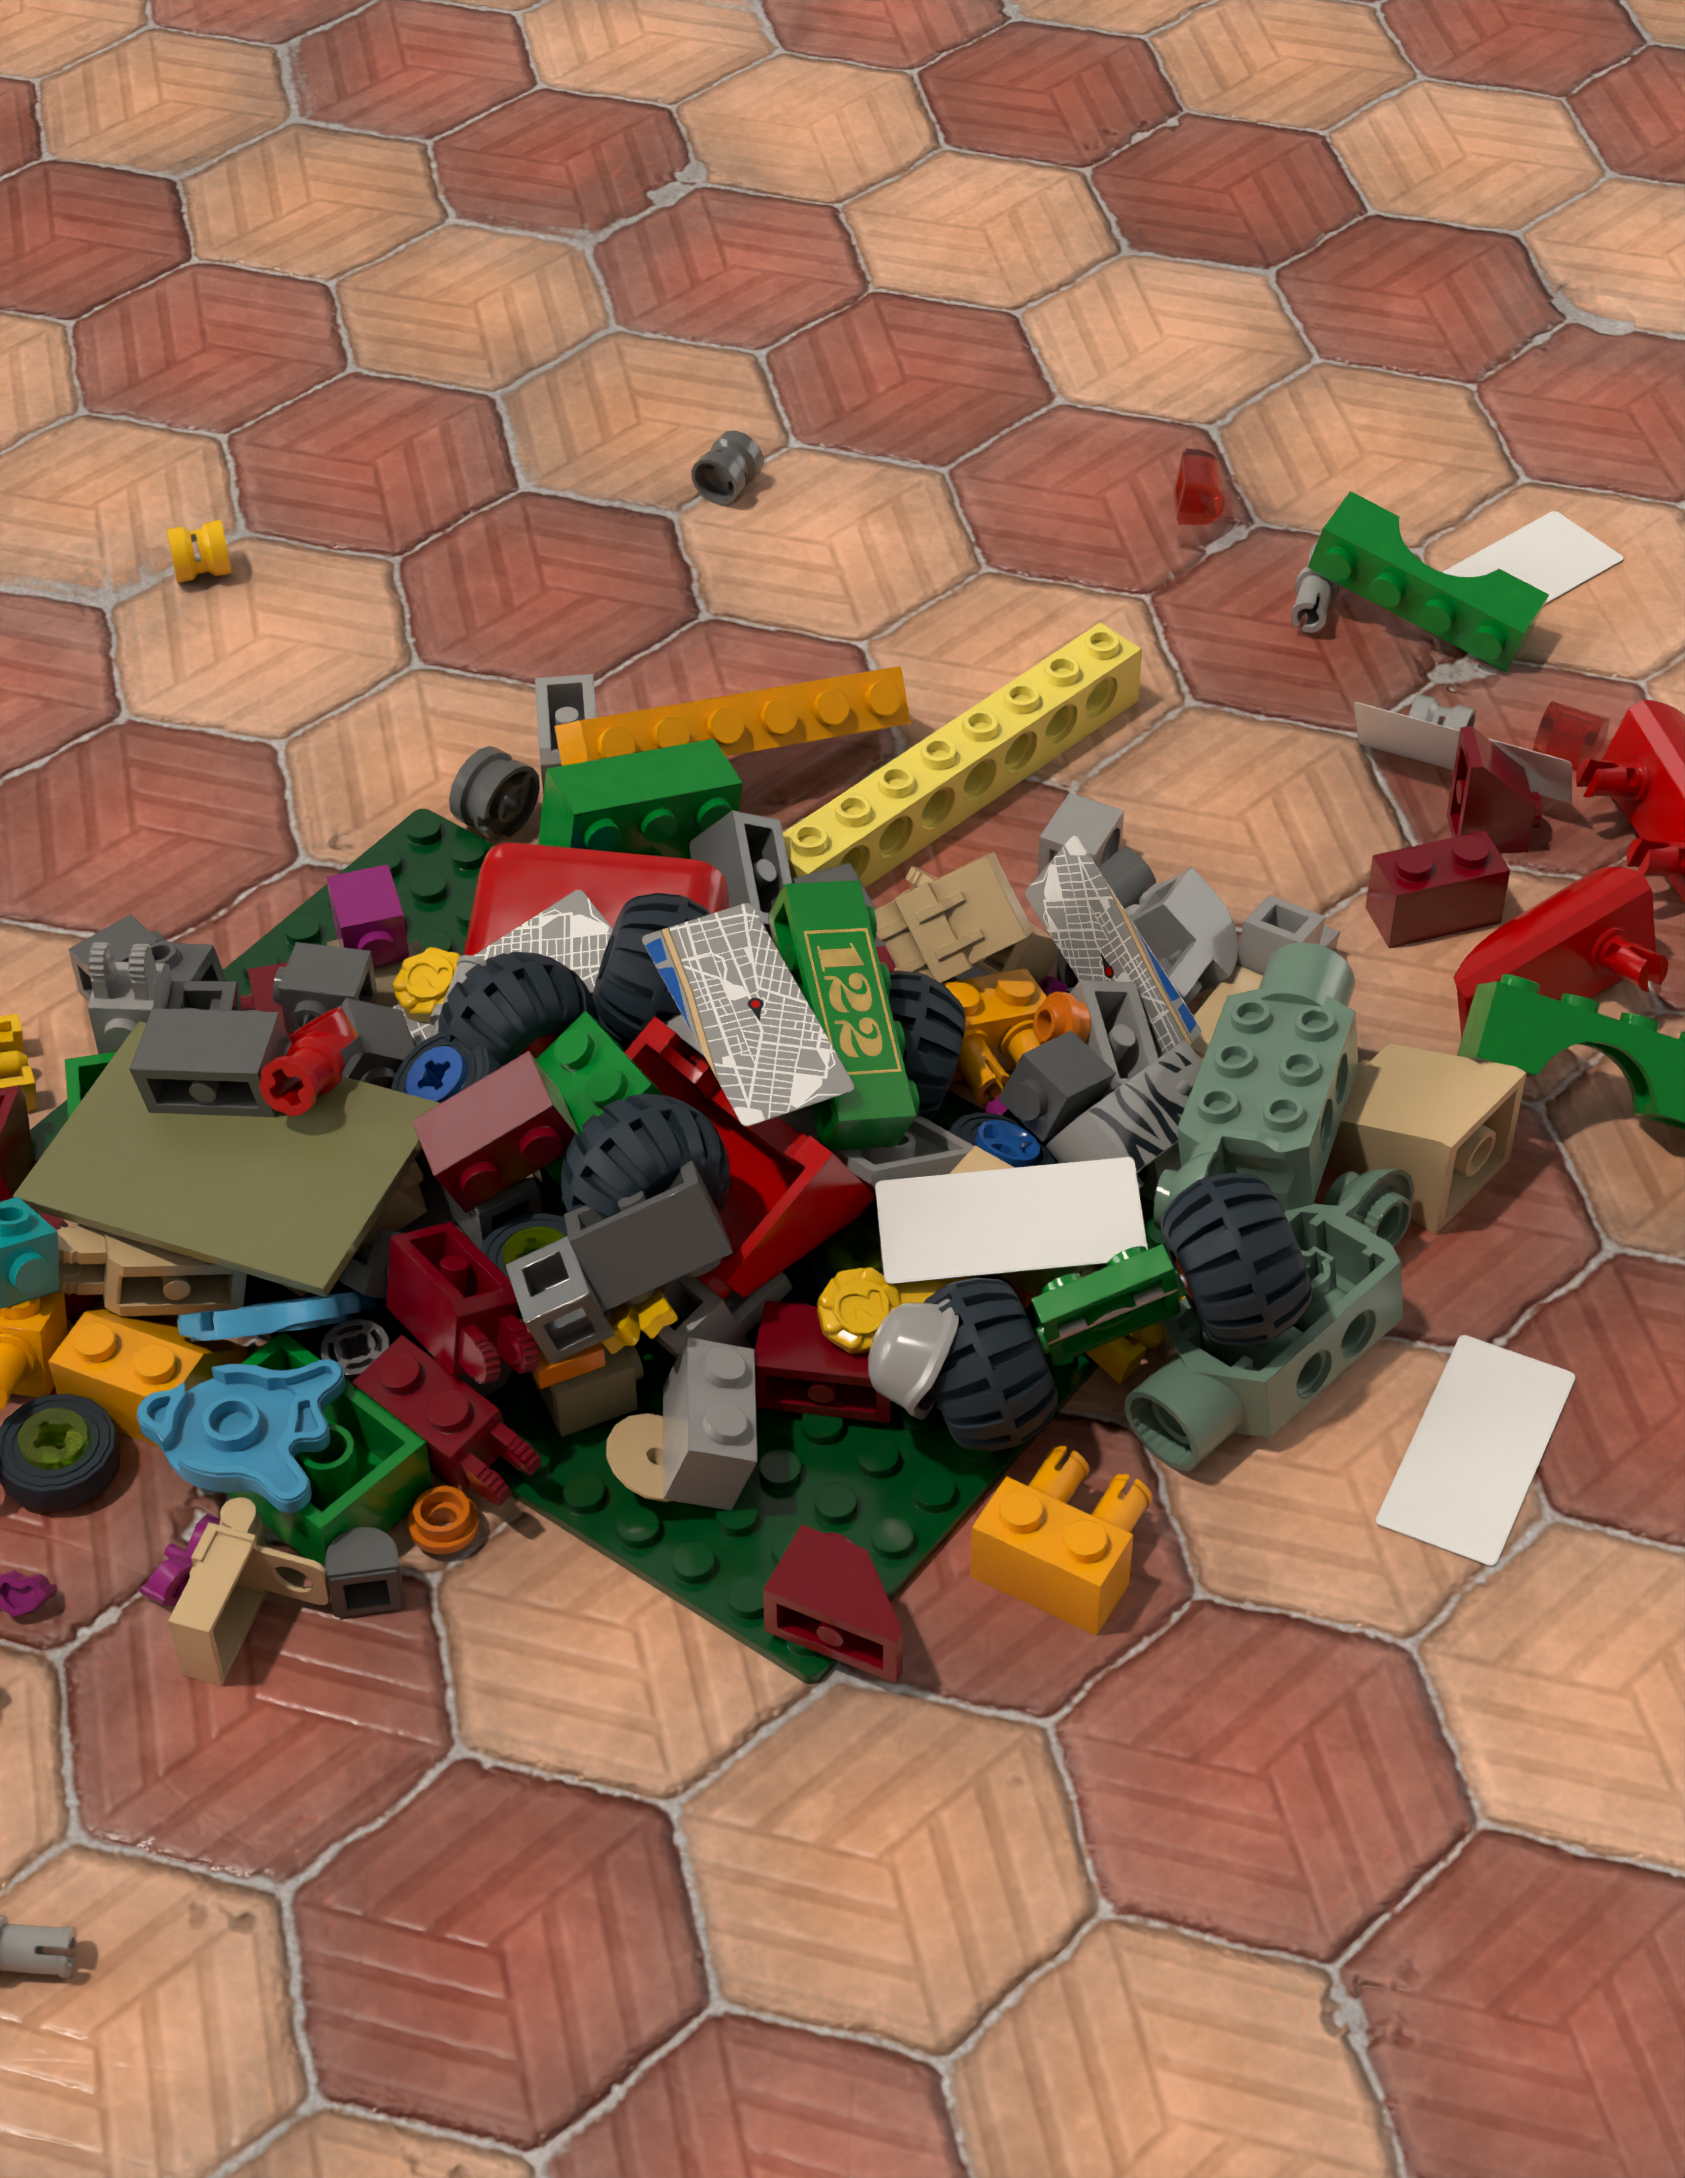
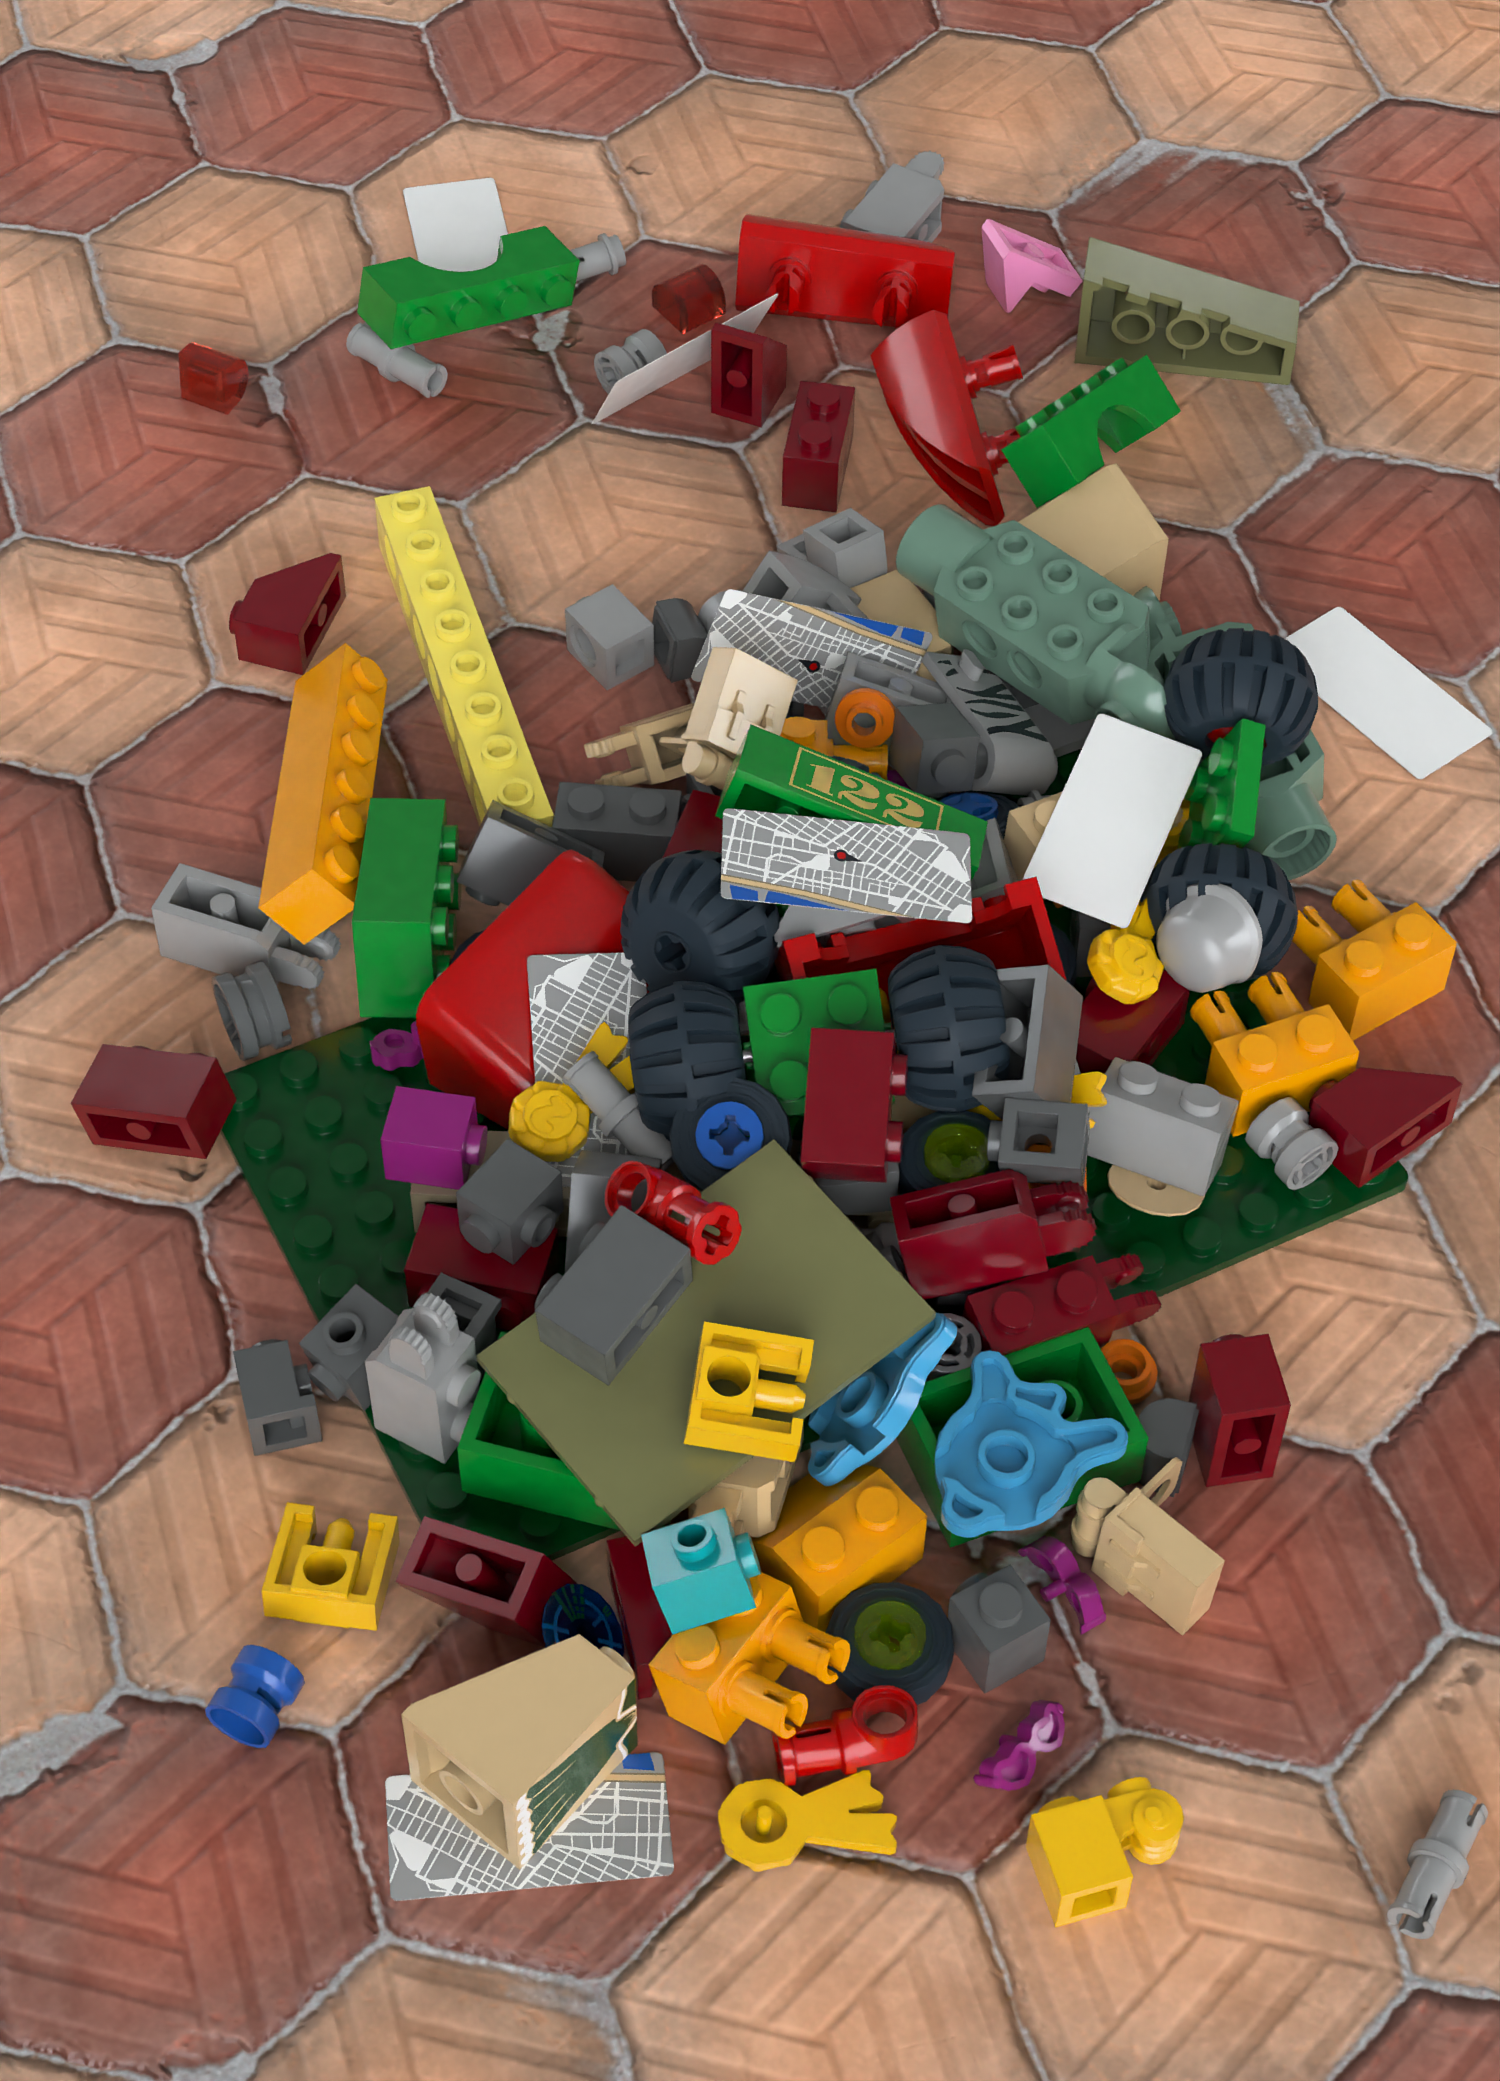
camera: 65 degrees left, 5 degrees up
(99, 1514) = (997, 1627): none -> dark grey brick
(188, 1175) = (728, 1420): none -> yellow brick
(369, 776) = (154, 1101): none -> dark red brick
(408, 1597) = (1239, 1408): none -> dark red brick
(755, 1548) = (1292, 1144): none -> light grey wheel
(839, 1487) = (1277, 1060): none -> light orange brick
(958, 644) = (288, 614): none -> dark red slope
(1562, 654) = (600, 257): none -> light grey pin

